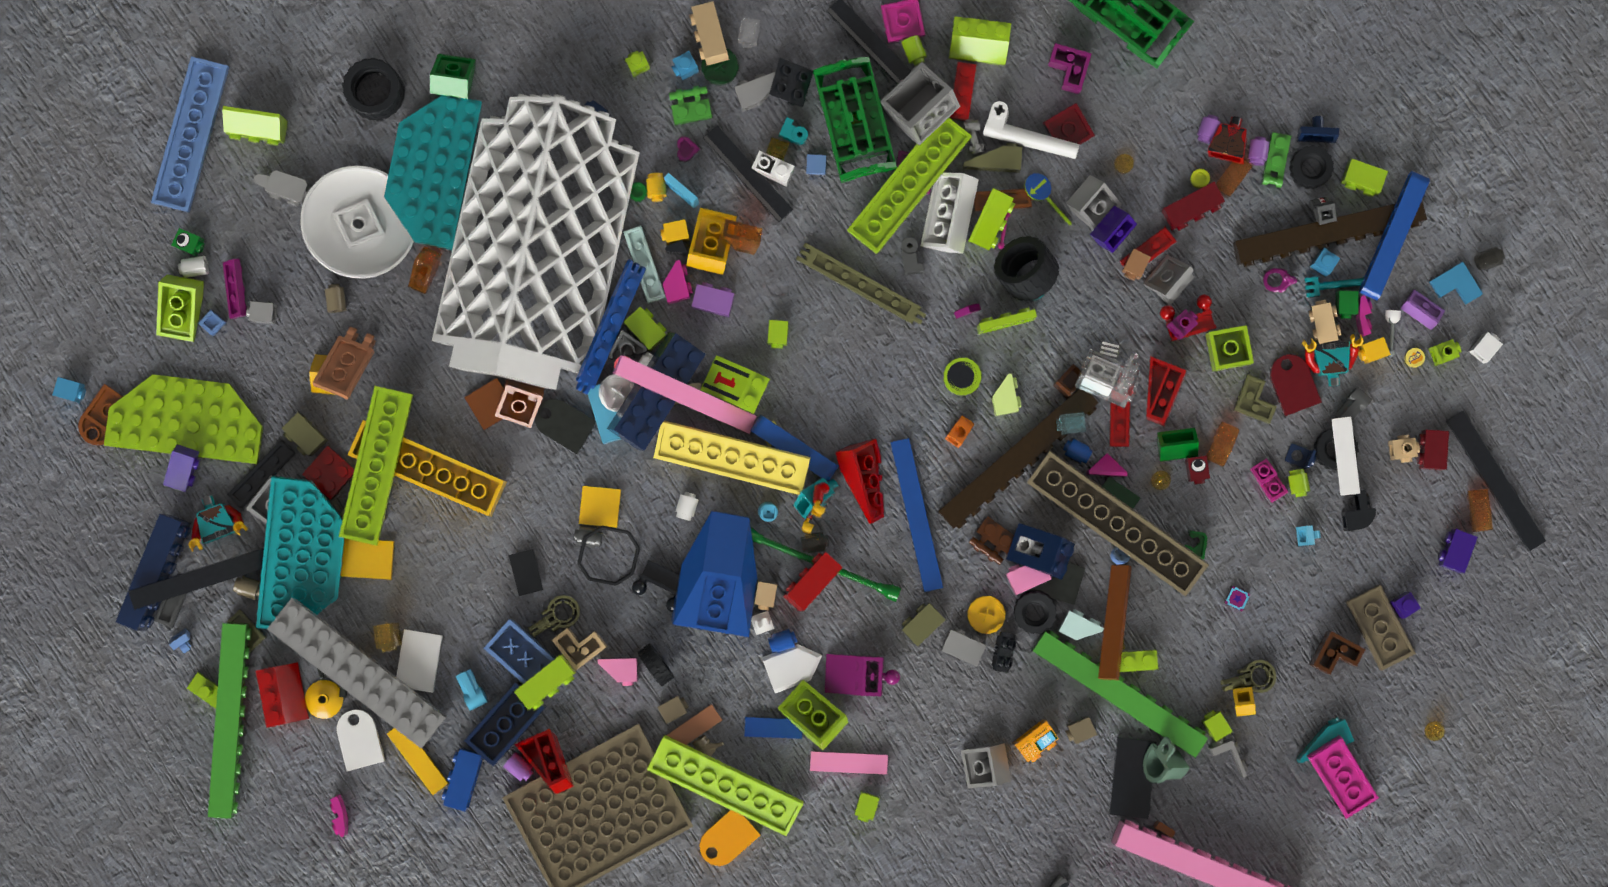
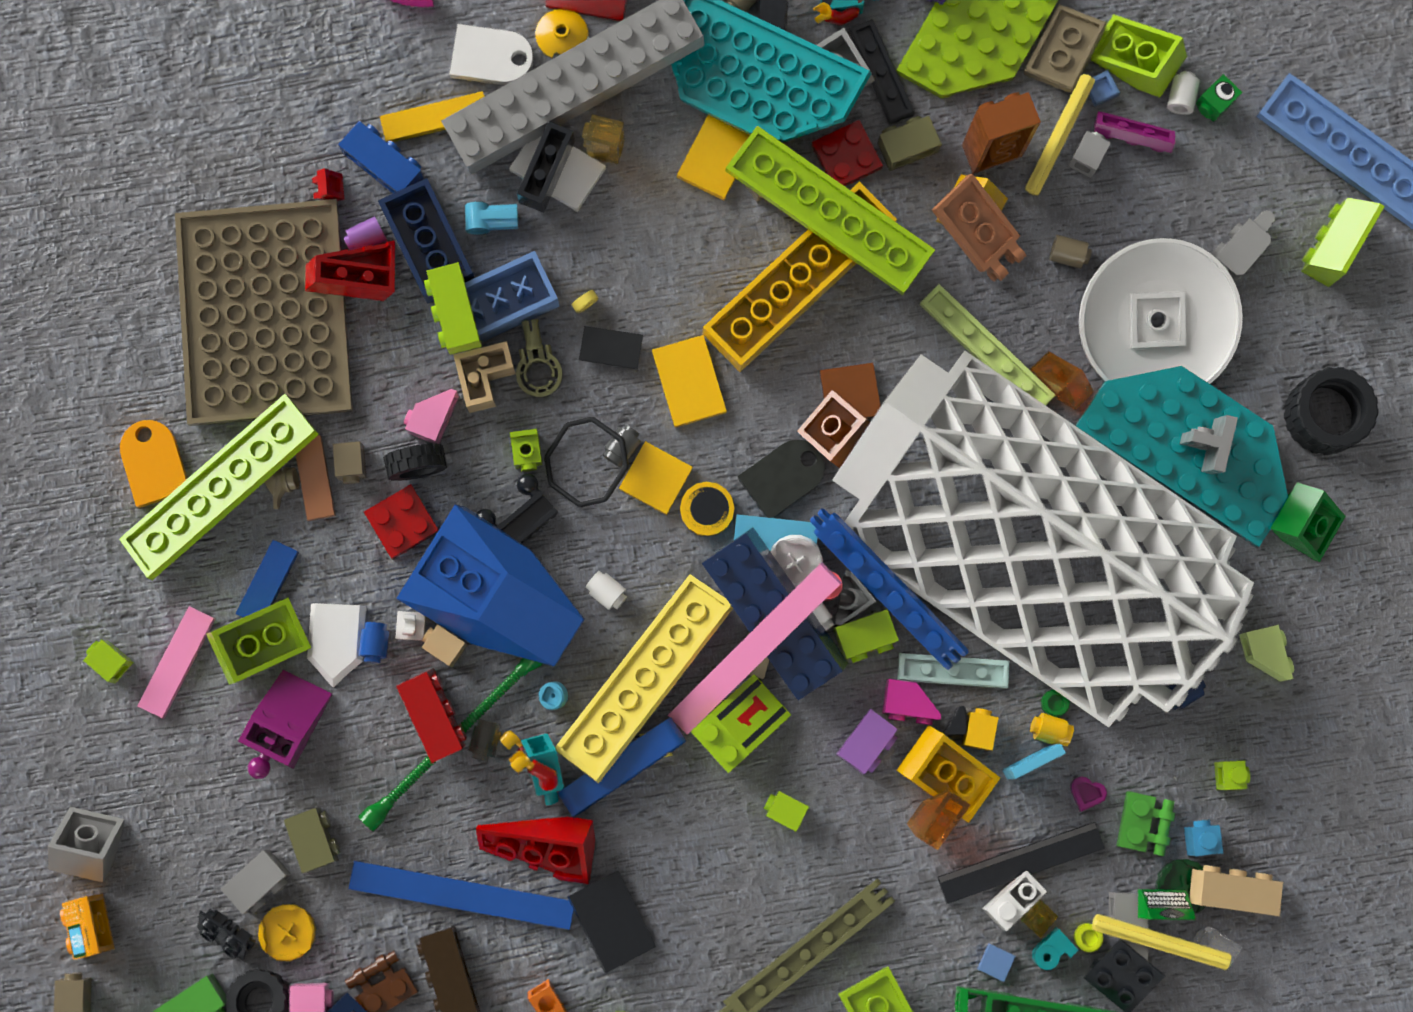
camera: 105 degrees right, 5 degrees down
(194, 357) = (1065, 48): none -> dark tan tile
(257, 337) = (1060, 134): none -> light yellow axle
(276, 375) = (1000, 132): none -> dark orange brick
(421, 330) = (982, 343): none -> yellowish green tile
(422, 666) = (546, 167): none -> black brick
(427, 154) = (1215, 441): none -> light grey bracket
(494, 806) = (329, 185): none -> red tile
(502, 602) = (585, 301): none -> light yellow tile
(526, 512) = (689, 381): none -> yellow tile
(548, 71) = (1267, 652): none -> yellowish green slope
(606, 465) = (707, 509): none -> tile
(610, 602) = (526, 438): none -> lime brick
(697, 658) = (401, 521): none -> red plate
(736, 74) = (1164, 905): none -> slope
(760, 68) = (1161, 941): none -> light yellow axle
(776, 113) = (1087, 938): none -> neon yellow tile
(893, 414) = (611, 922): none -> black tile

